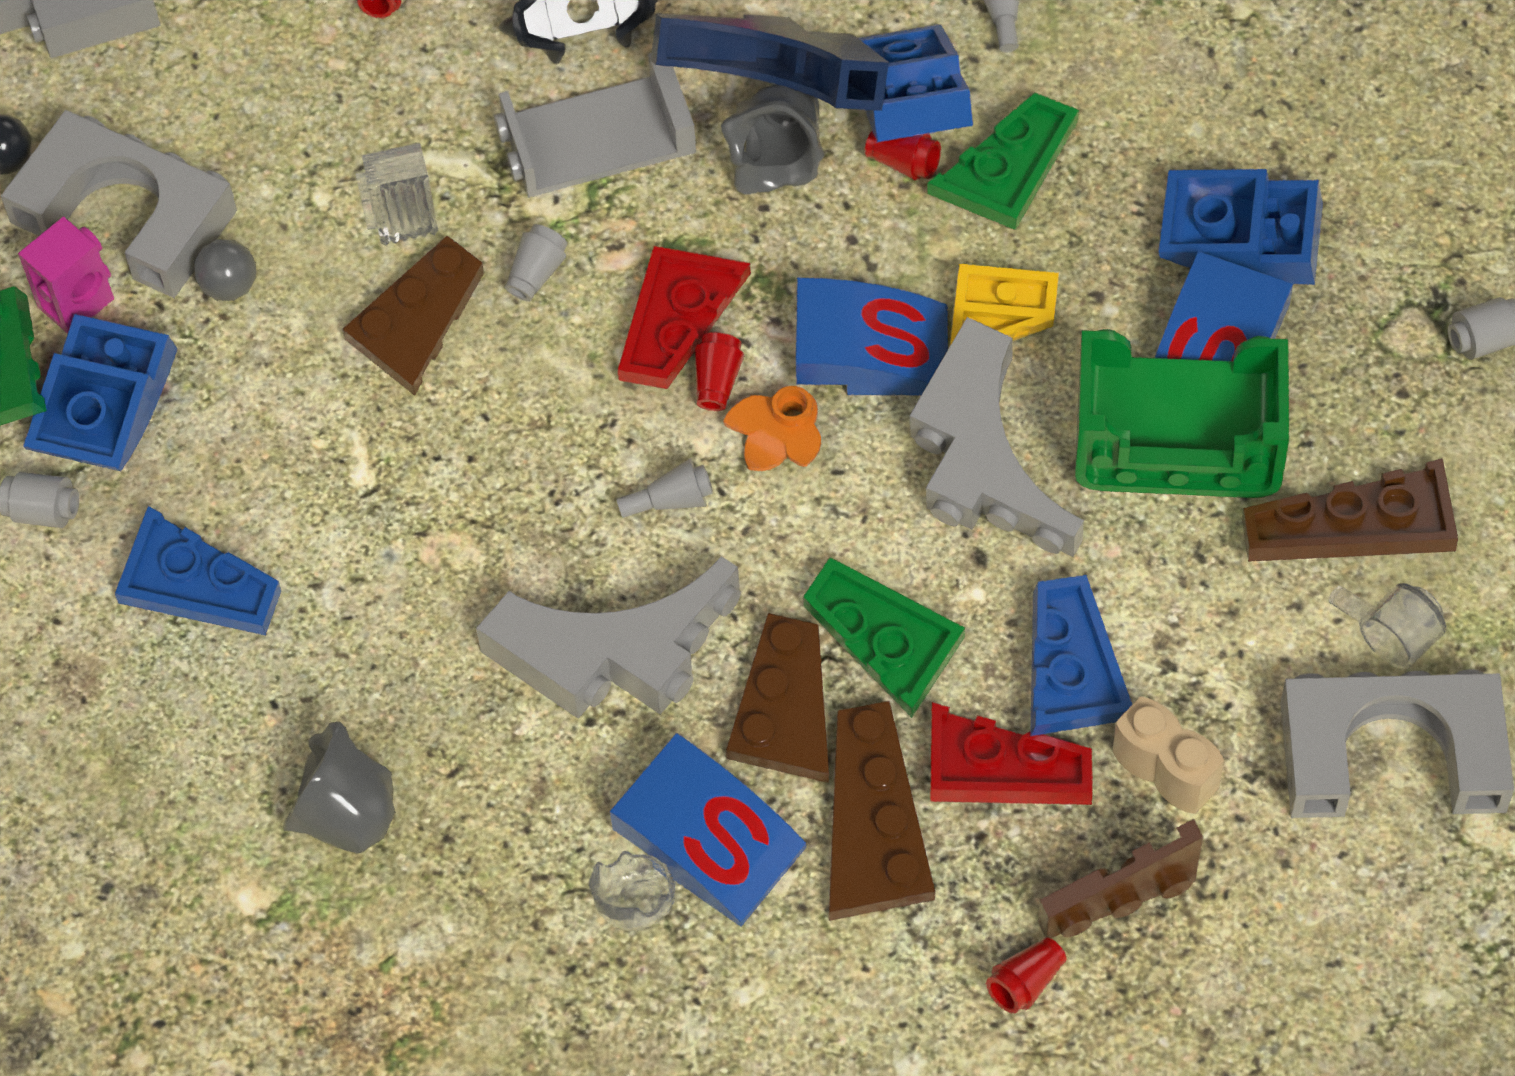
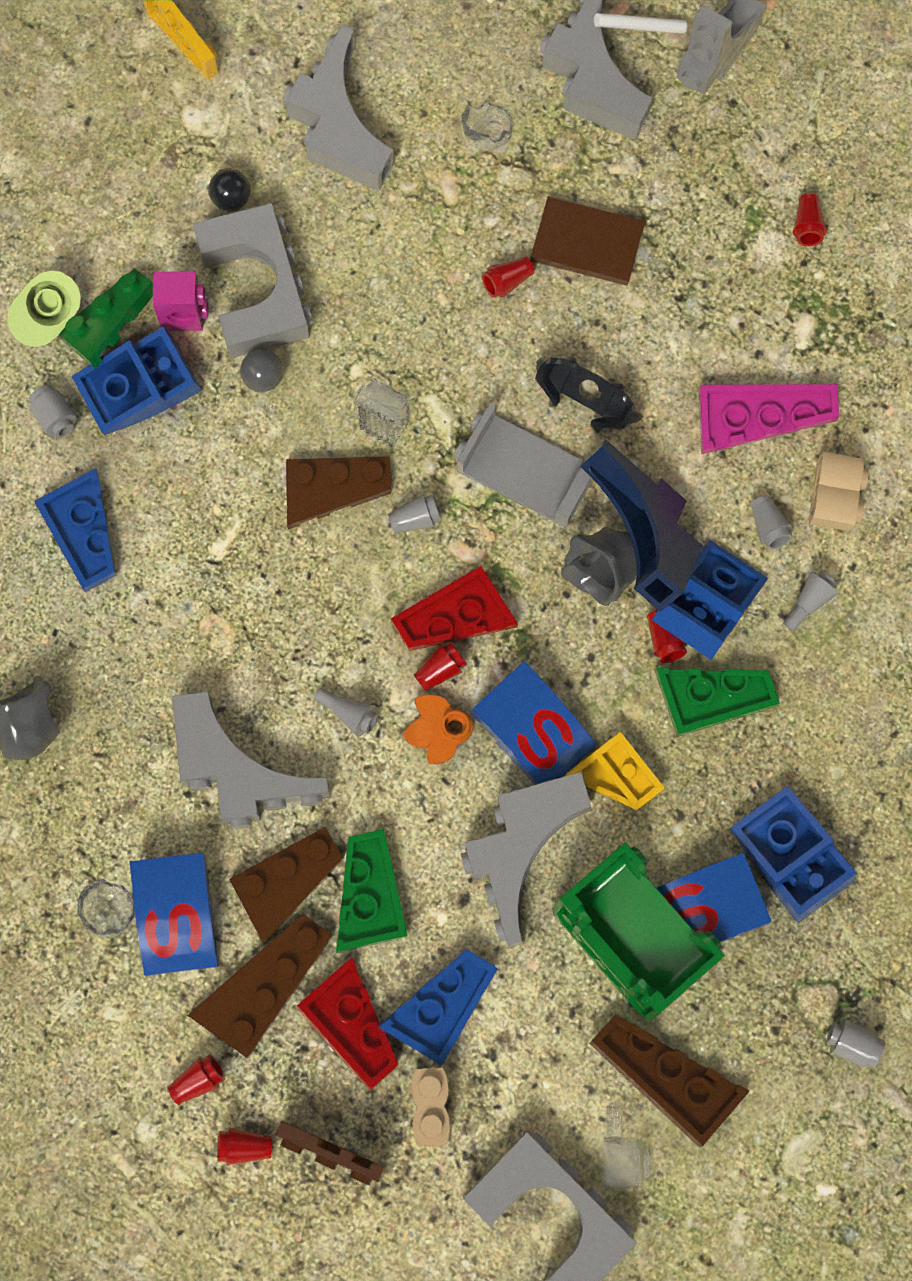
camera: 40 degrees right, 15 degrees up
(909, 959) = (198, 1079): none -> red cone

